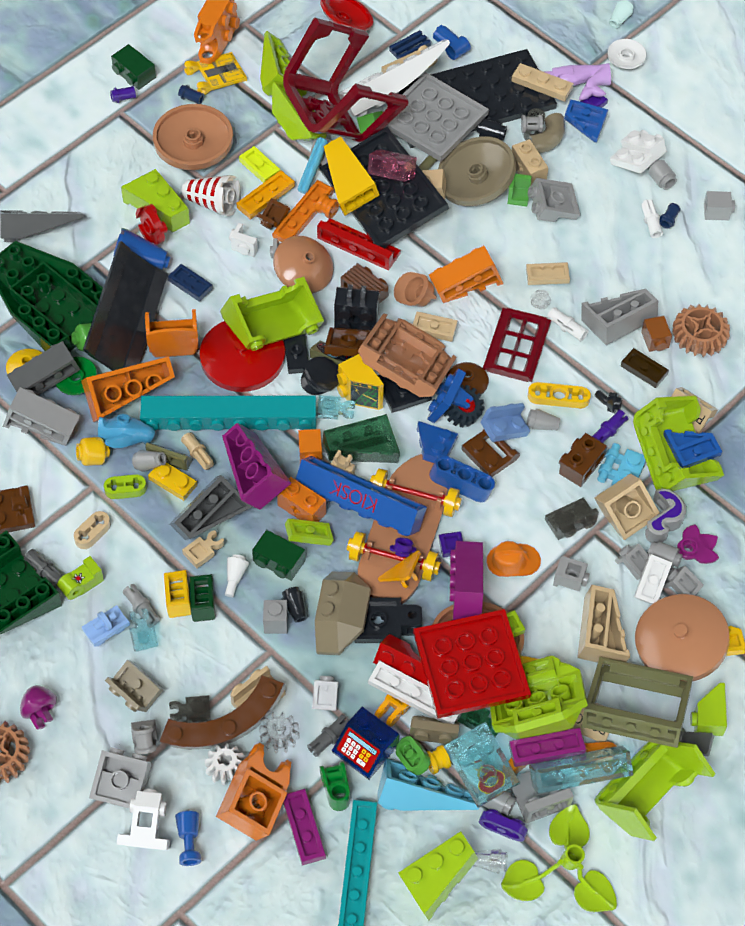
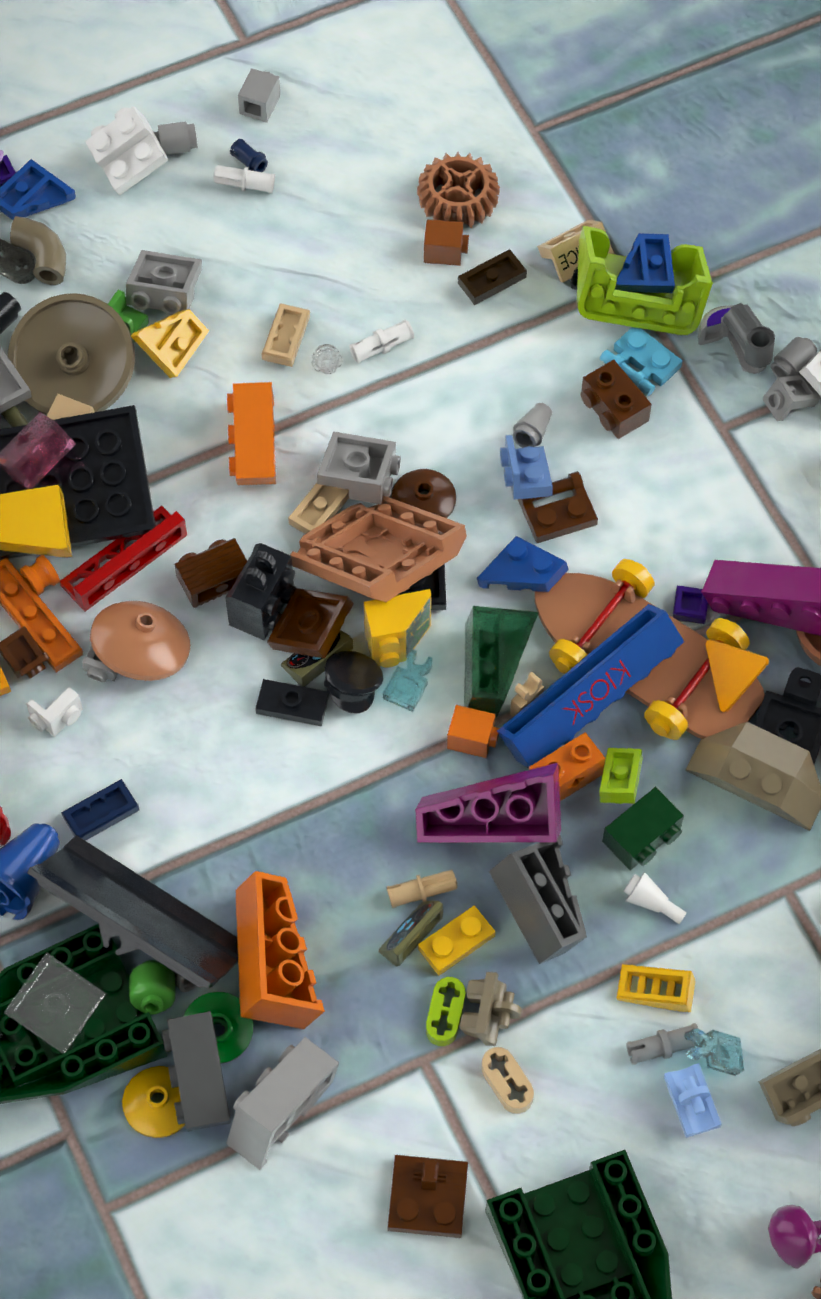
camera: 70 degrees left, 5 degrees up
(43, 567) = (556, 1167): dark grey pin -> none
(59, 291) = (55, 1003): none -> clear plate
(81, 579) = (594, 1117): lime leg -> none
(92, 451) = (369, 1040): yellow head -> none
(124, 431) = (352, 983): dark azure animal -> none
(131, 506) = (494, 1010): none -> dark tan hips
(147, 460) = (418, 960): light grey cone -> none
(172, 336) = (205, 856): orange piece -> none
(201, 551) = (601, 932): tan plate -> none
(206, 610) = (676, 942): dark green slope -> none
(225, 411) = (369, 827): teal brick -> none
(236, 367) = (263, 777): red dish -> none
(273, 315) = (228, 705): lime windscreen -> none
(275, 616) = (746, 862): light grey brick -> none
(295, 603) = (727, 831): black cone -> none
(403, 547) = (692, 660): dark purple plate -> none
(414, 290) = (249, 509): nougat piece -> none
(455, 474) = (601, 552): blue beam -> none
(456, 402) = (476, 508): plate -> none
(466, 334) = (360, 466): none -> light grey plate
(499, 337) = (392, 385): dark red piece -> none
(513, 216) = (172, 340): none -> yellow wing
(513, 559) = (739, 535): orange piece -> none
(529, 160) = (91, 280): tan brick -> none
(537, 127) = (18, 257): light grey bush -> none
(571, 518) = (701, 446): clear smoke bracket -> none
(571, 574) = (790, 475): light grey brick -> none
(574, 402) = (495, 380): yellow beam -> none
(609, 427) = (573, 351): dark purple pin -> none
(612, 401) = (536, 334): black plate -> none
(620, 315) = (399, 274): light grey wedge -> none
(627, 505) = (708, 372): tan slope -> none
(656, 515) = (751, 335): none -> dark grey piece
(699, 544) = (787, 316): magenta plate -> none

